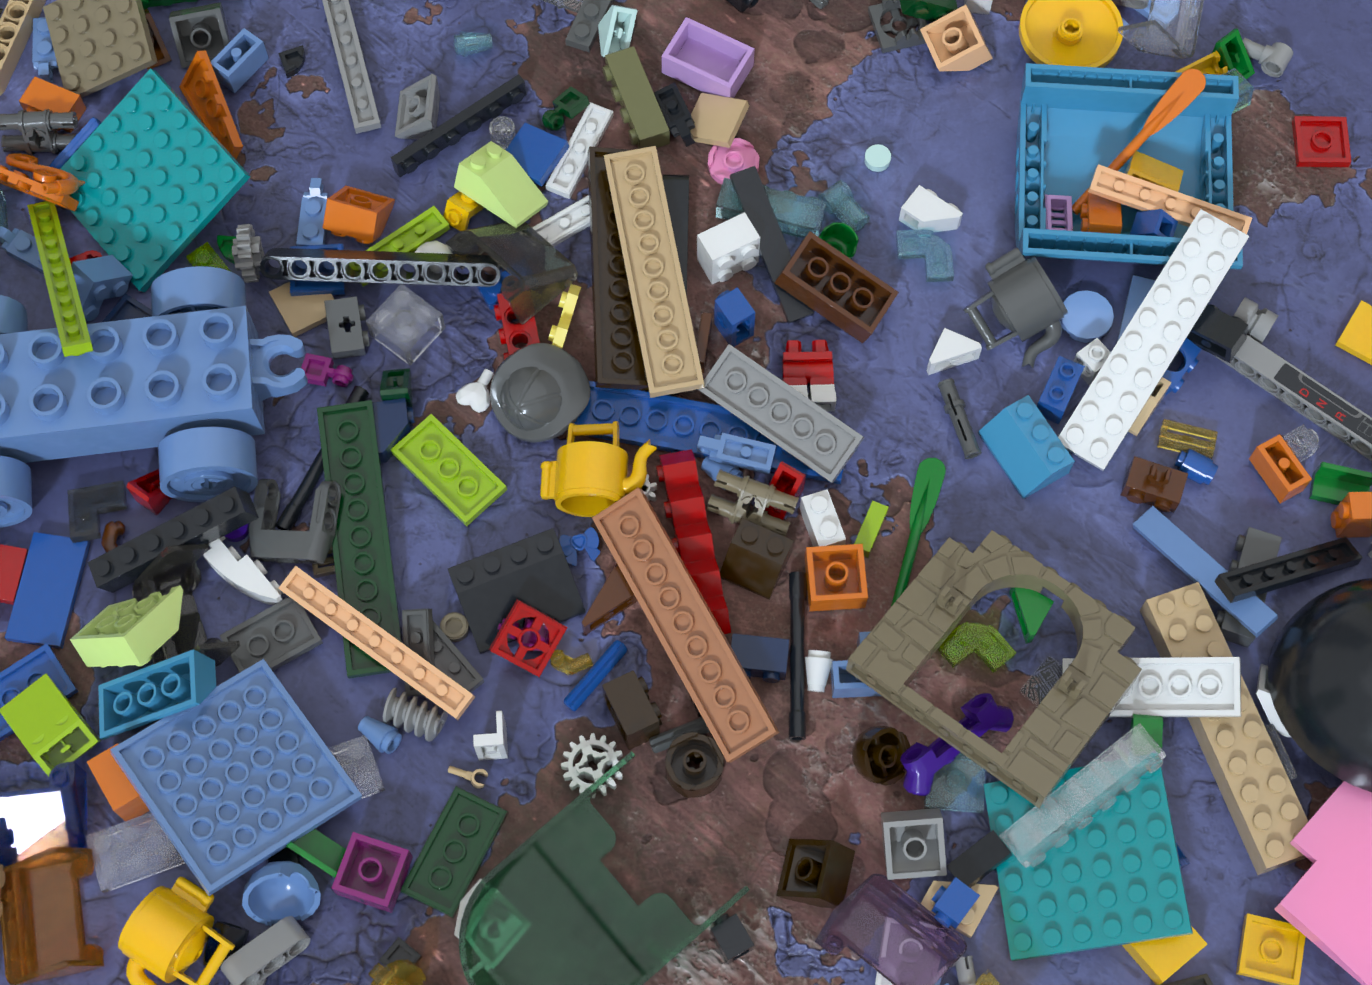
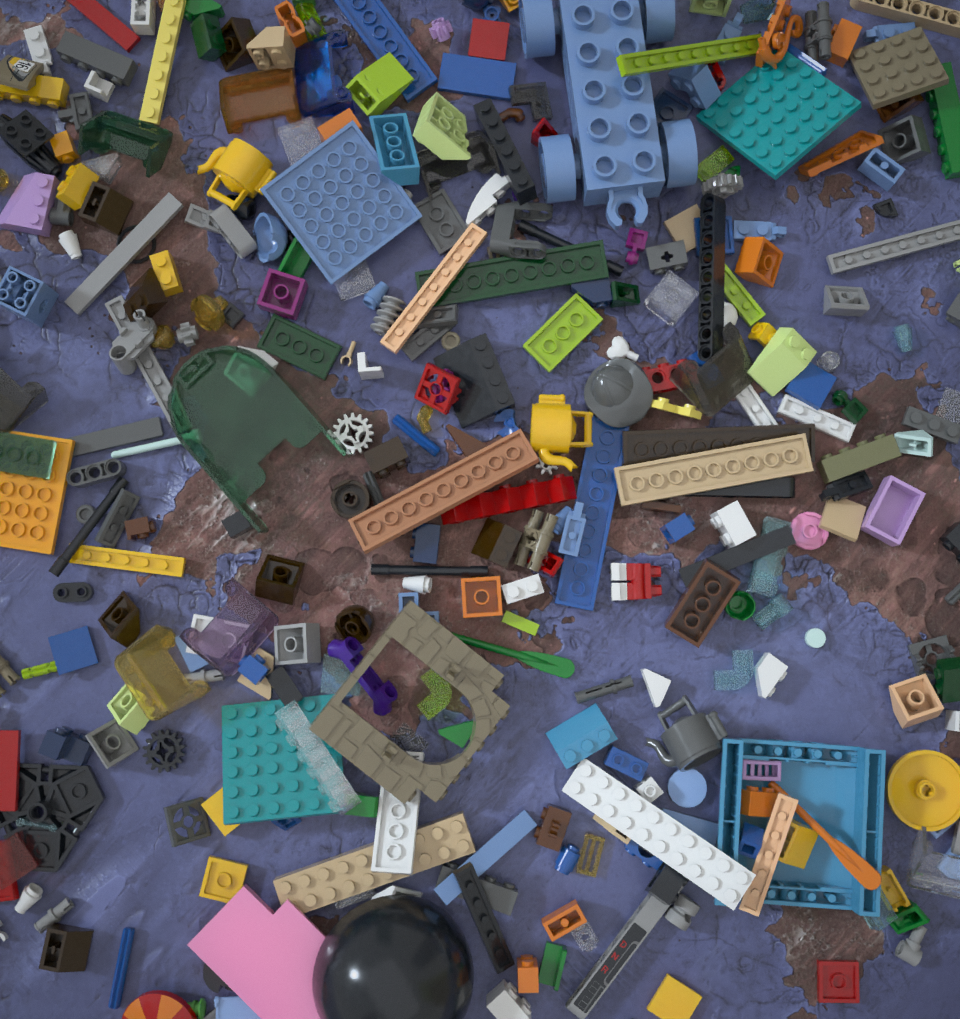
camera: 90 degrees right, 15 degrees up
(458, 126) = (834, 332): black plate -> none
(781, 413) = (601, 560): light grey plate -> none

